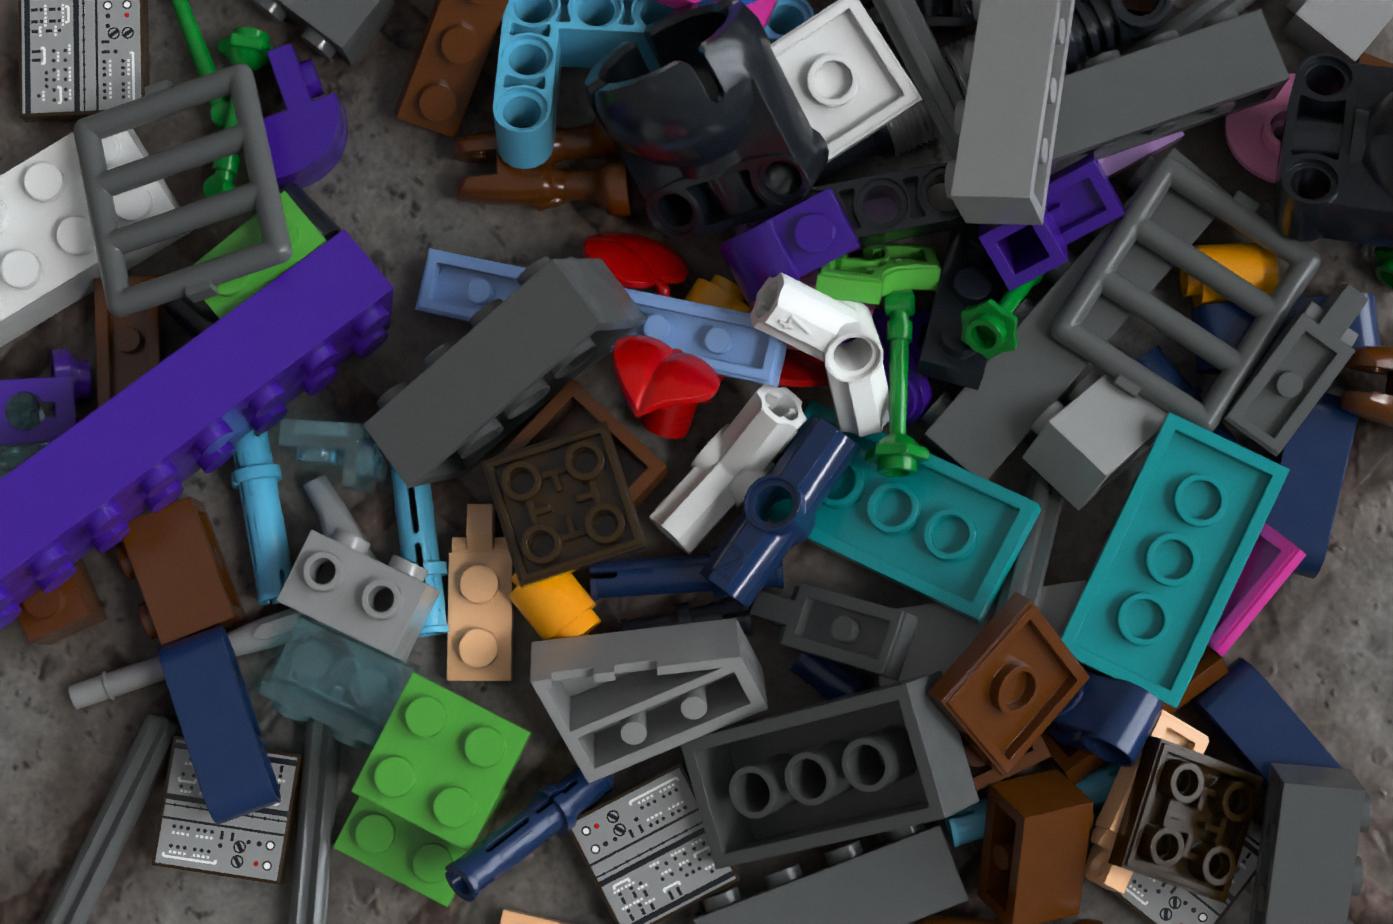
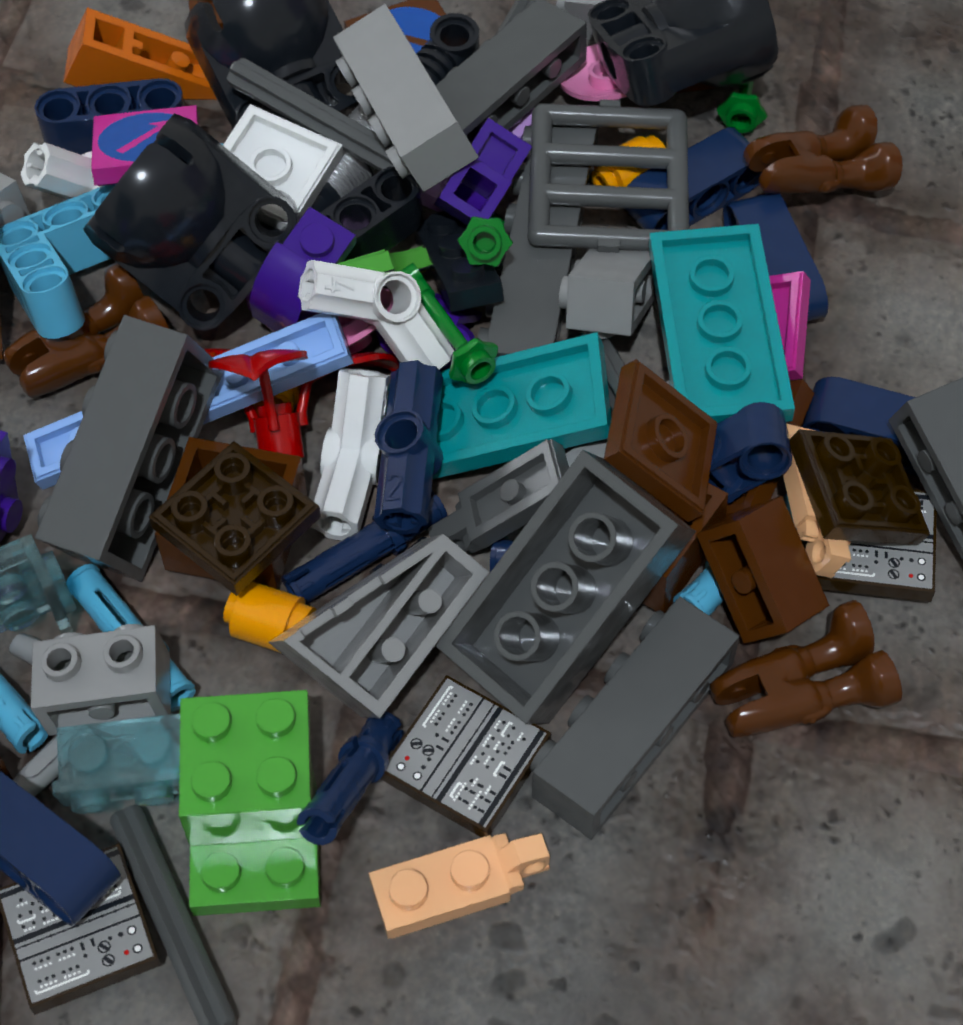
camera: 35 degrees left, 25 degrees down
(478, 602) = (203, 644): light nougat hinge -> none
(1297, 370) = (718, 173): dark grey hinge -> none

